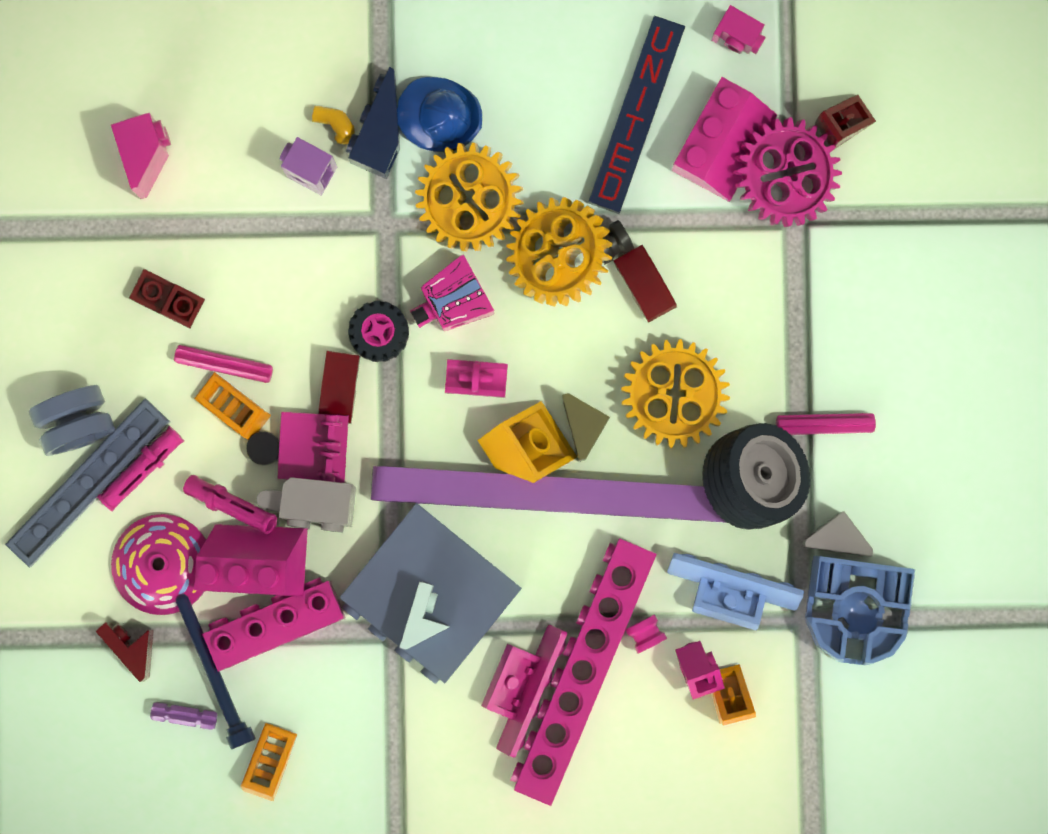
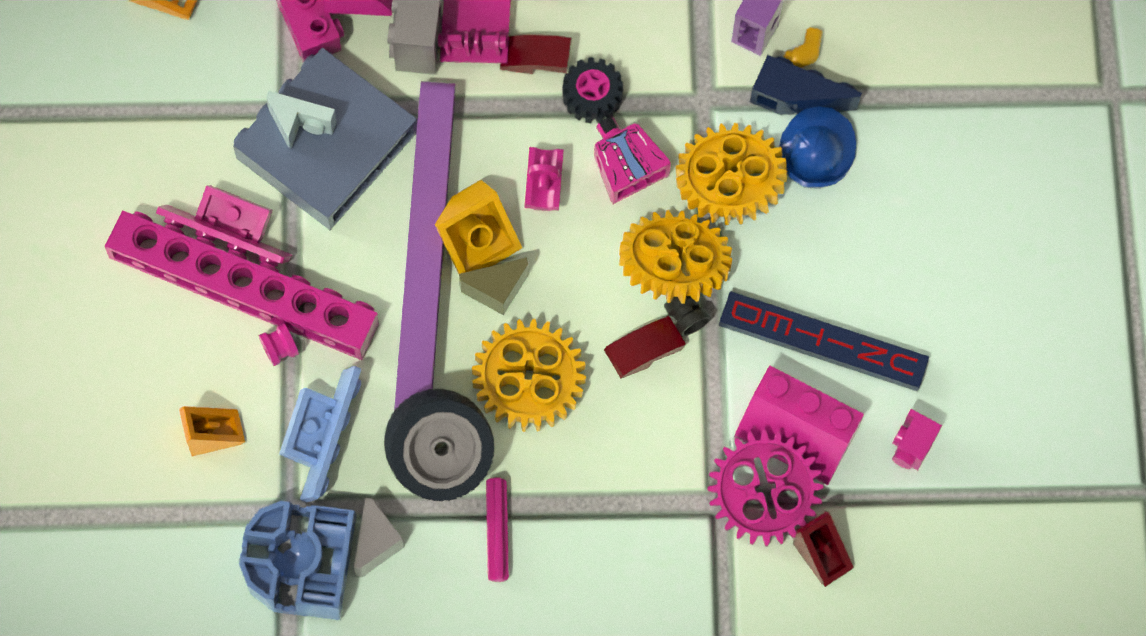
camera: 85 degrees right, 15 degrees down
(699, 670) = (239, 392): dark pink brick -> none

